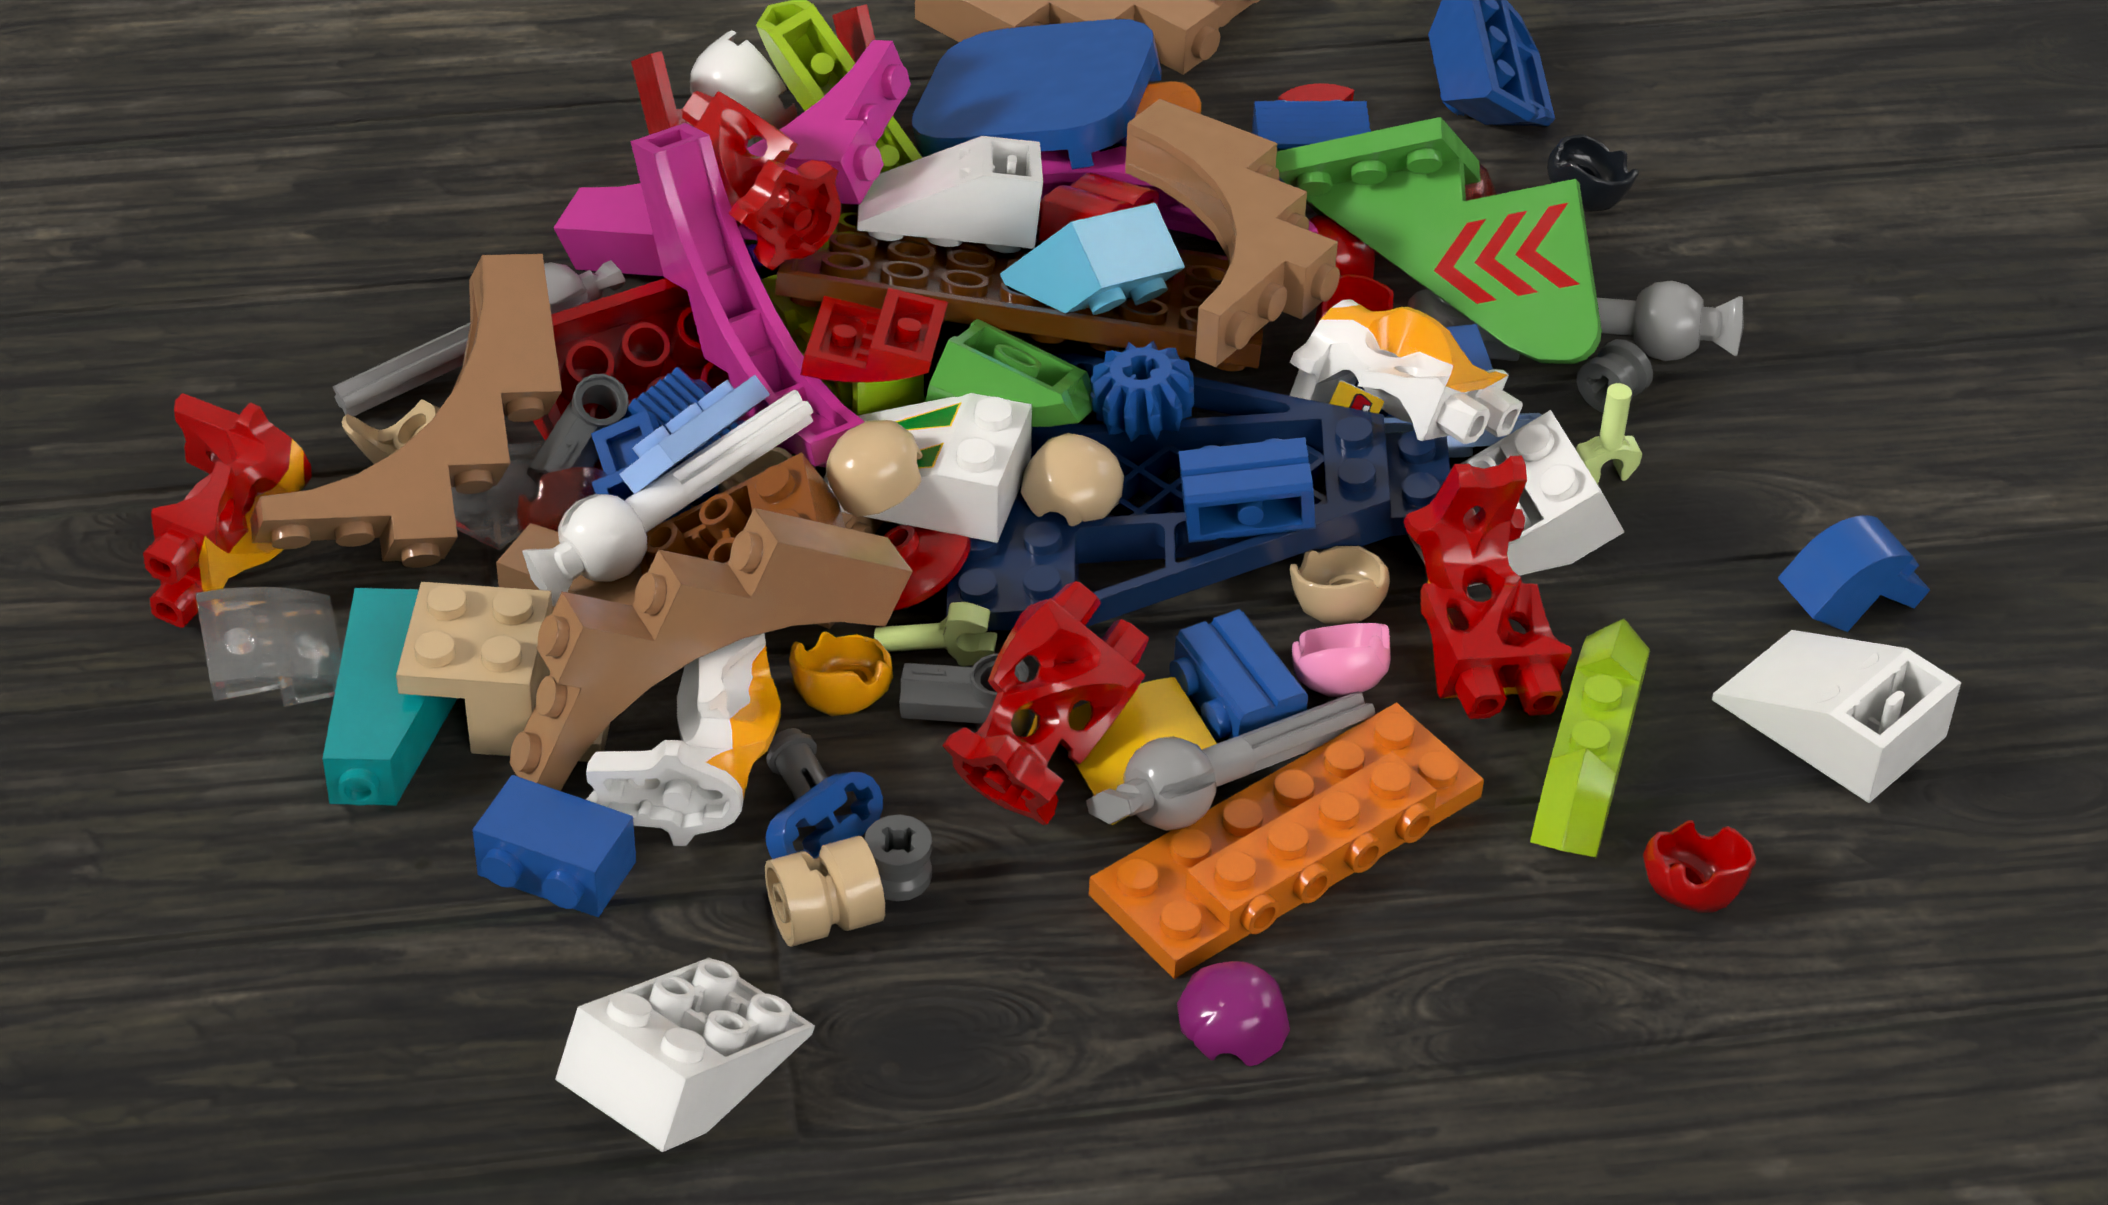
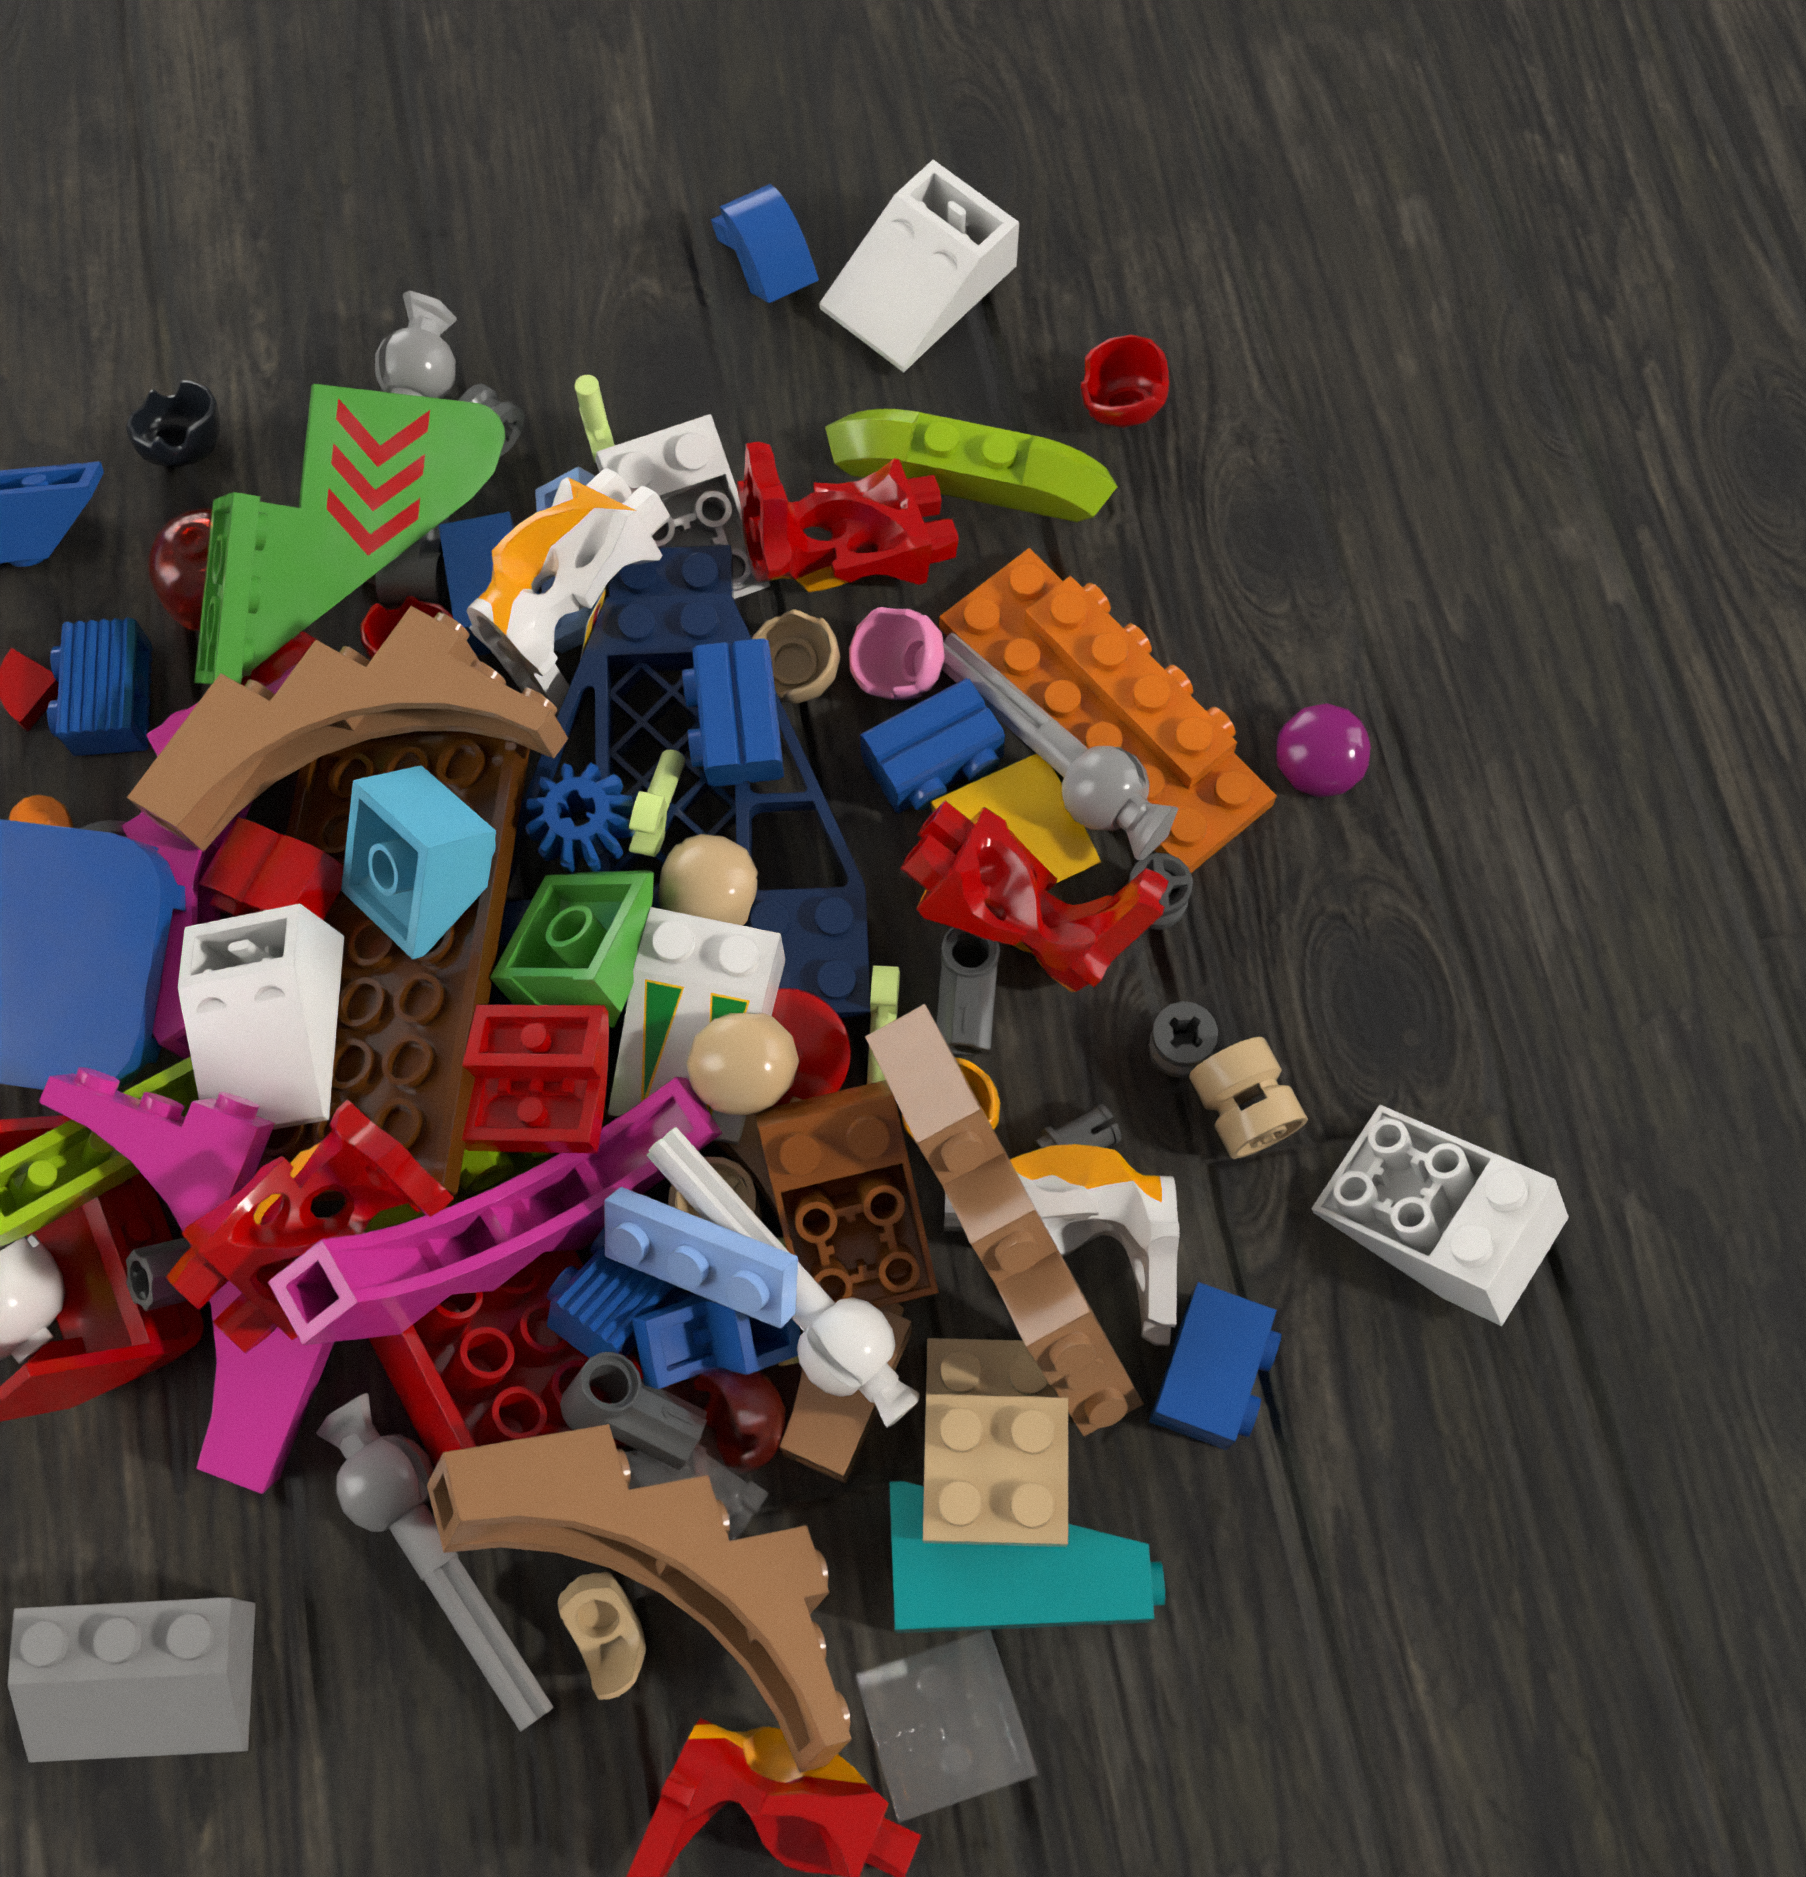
camera: 90 degrees left, 25 degrees up
(431, 181) = (132, 1678): none -> light grey slope
(817, 809) = (1149, 1109): blue beam -> none
(1065, 852) = (1178, 887): none -> dark grey wheel
(1139, 436) = (651, 807): none -> yellowish green bar

